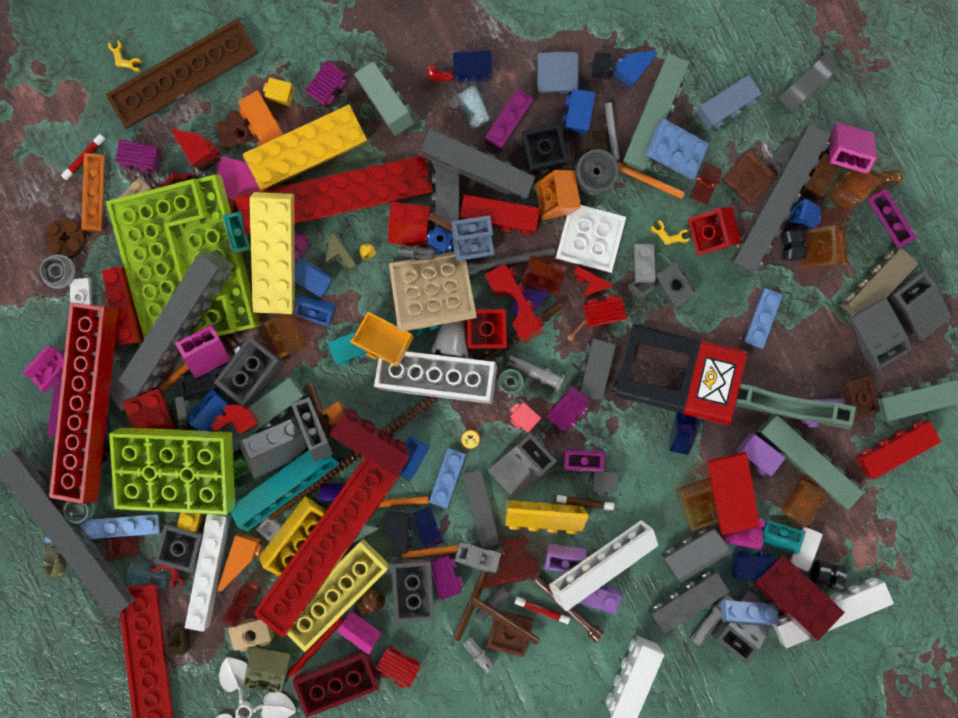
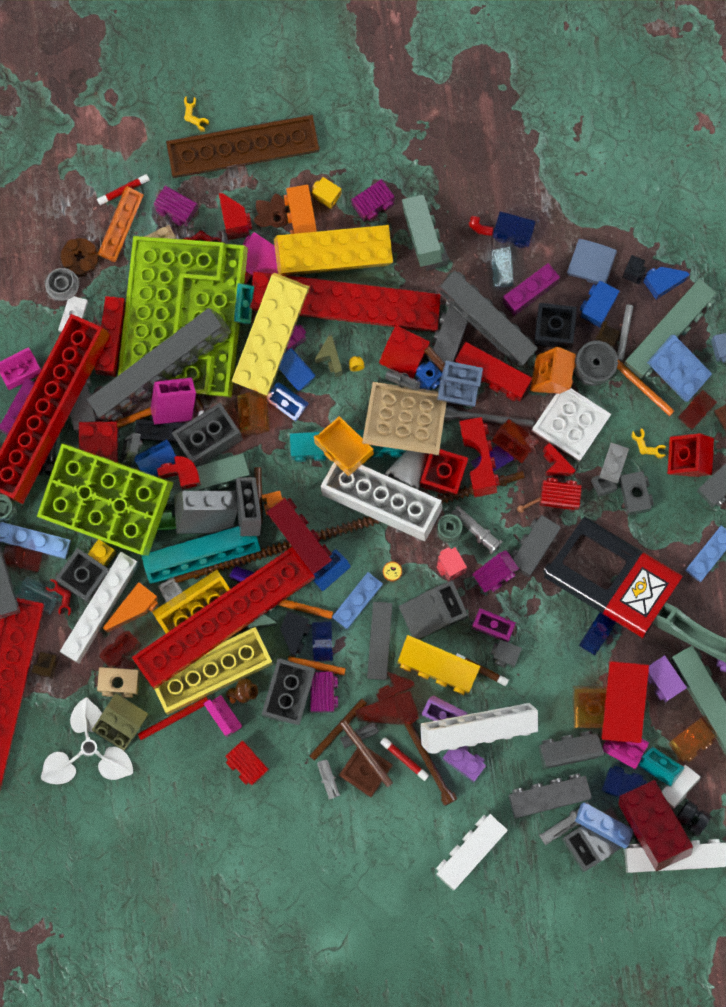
camera: 15 degrees right, 10 degrees down
(336, 682) = (183, 755): dark red brick -> none
(477, 557) = (359, 683): light grey brick -> none

